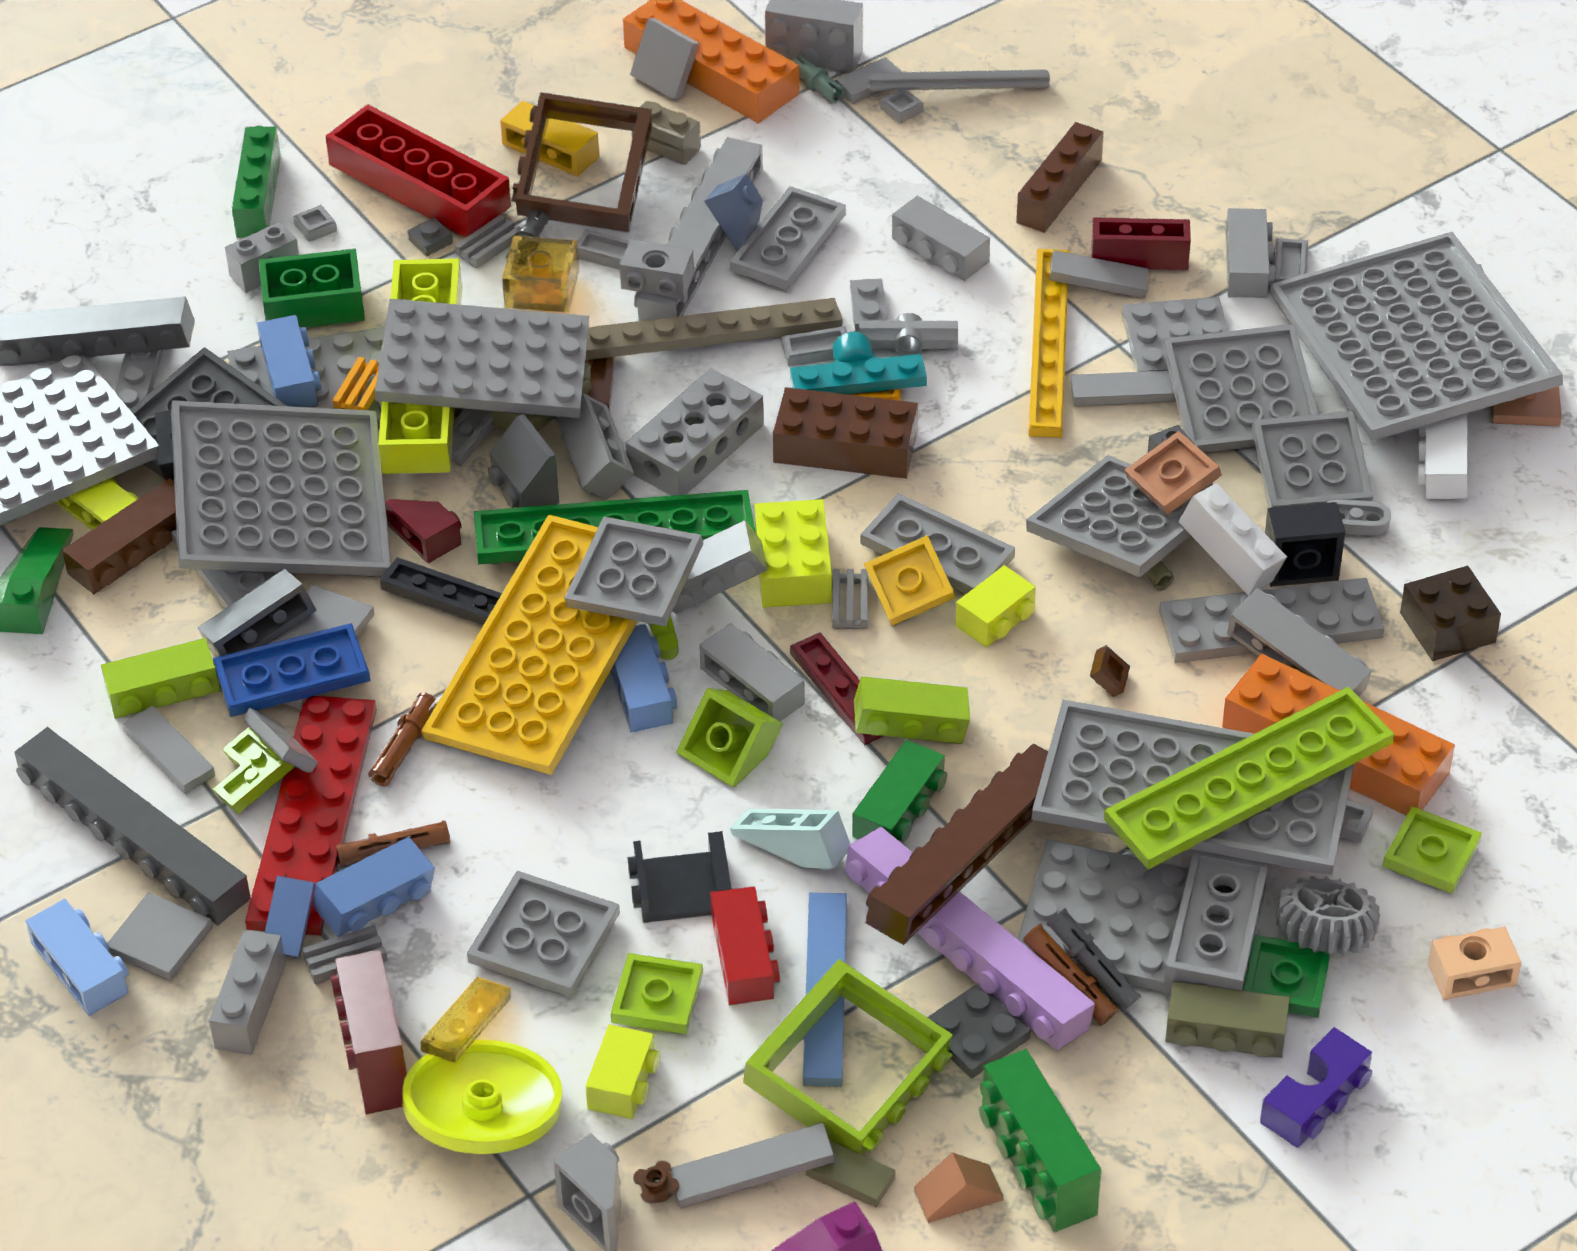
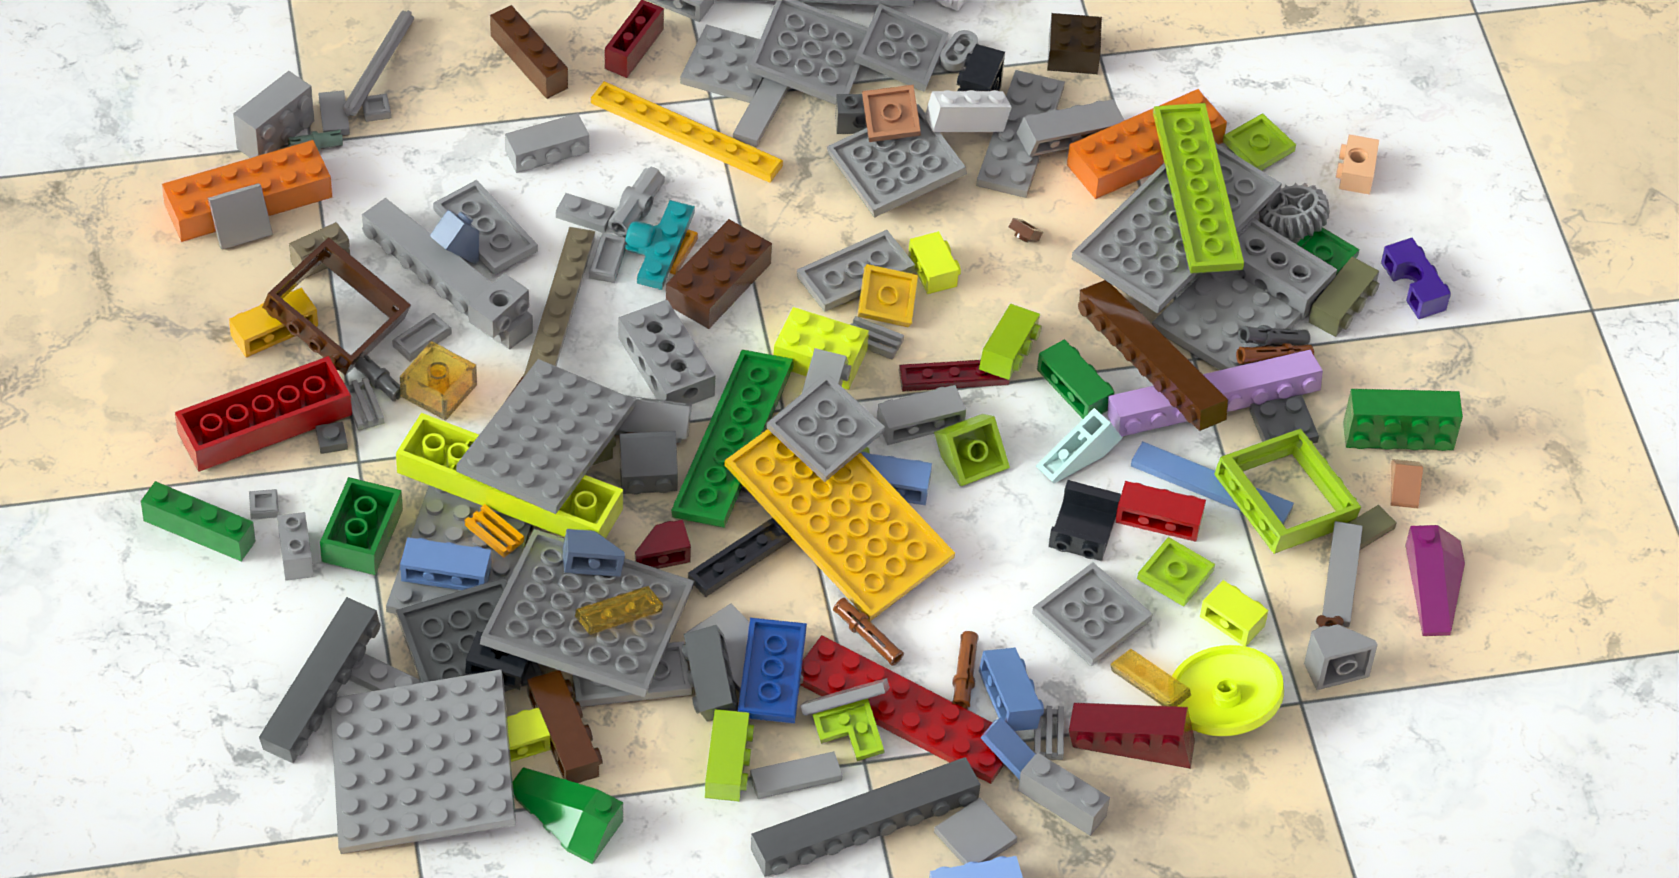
camera: 70 degrees left, 5 degrees up
(287, 505) = (618, 610): none -> clear yellow tile
(351, 453) = (591, 554): none -> sand blue slope
(1098, 274) = (642, 75): light grey tile -> none

